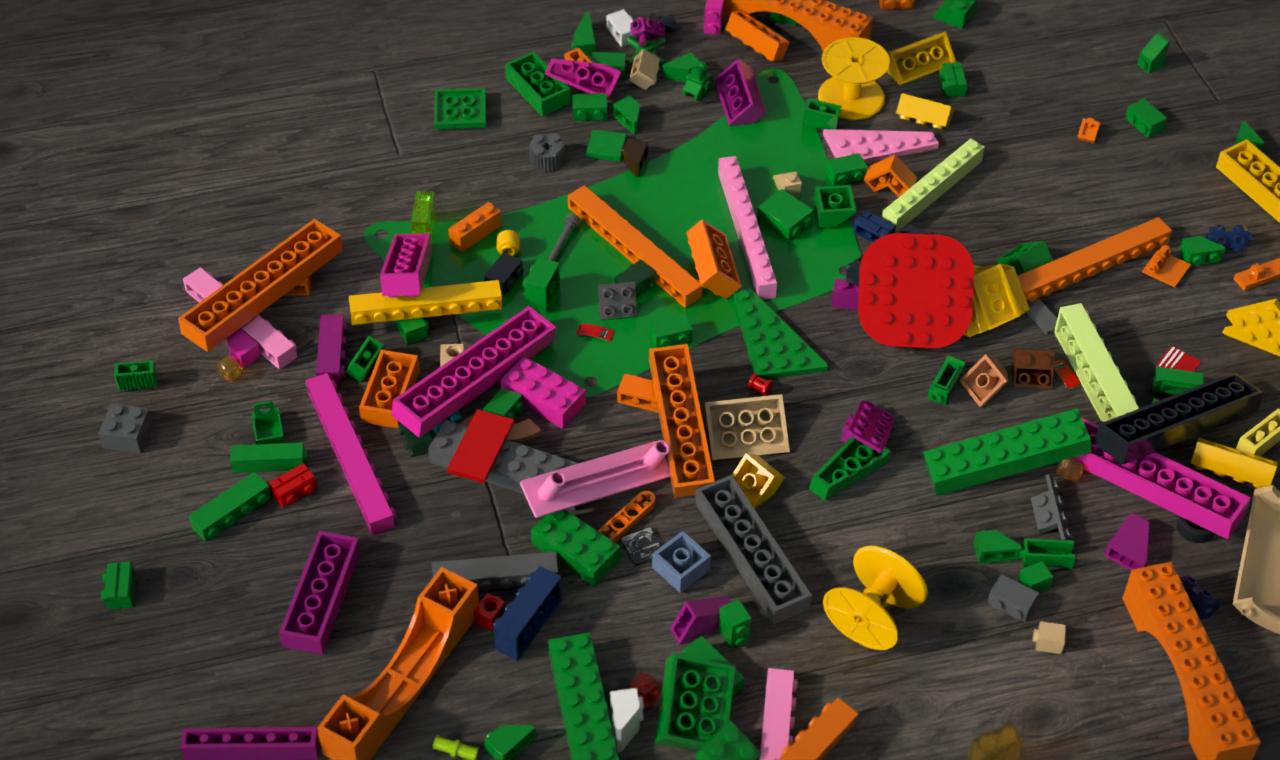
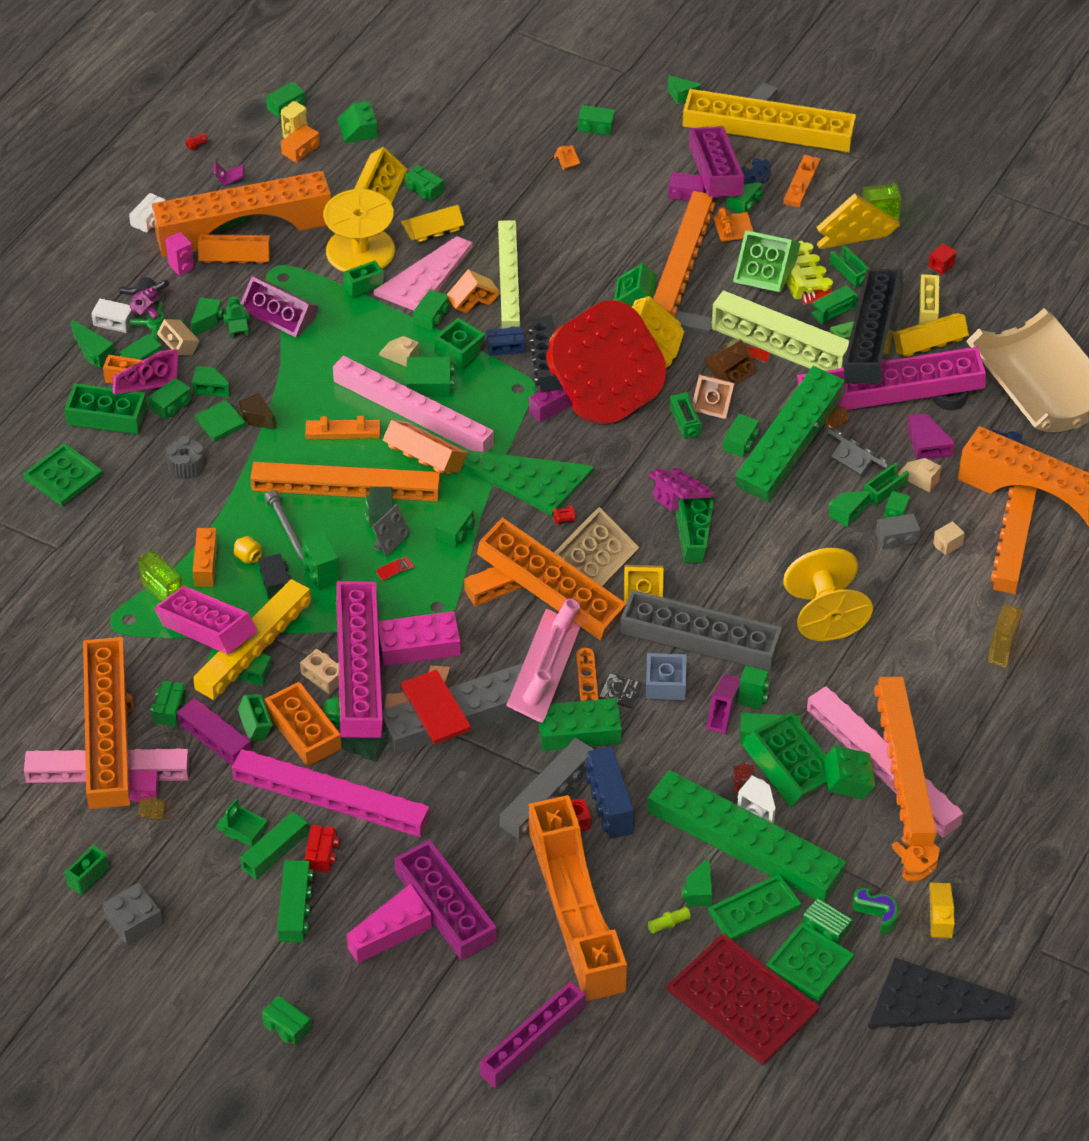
camera: 45 degrees left, 0 degrees up
(261, 577) = (390, 925): none -> dark pink wedge
(331, 303) = (169, 701): none -> green brick
(506, 404) = (405, 667): green brick -> none
(678, 207) = (342, 428): none -> orange hinge
(972, 424) = (741, 435): none -> green brick
(1091, 569) = (922, 473): none -> tan slope
(1107, 683) = (1014, 538): none -> orange brick
(1153, 307) = (765, 261): none -> bright green slope
(1154, 54) = (548, 63): green slope -> none
(1160, 207) = (682, 186): none -> magenta brick
(1182, 341) = (797, 280): none -> neon yellow fence
(1201, 206) = (716, 161): none -> magenta brick
(1228, 354) = (849, 266): none -> green window

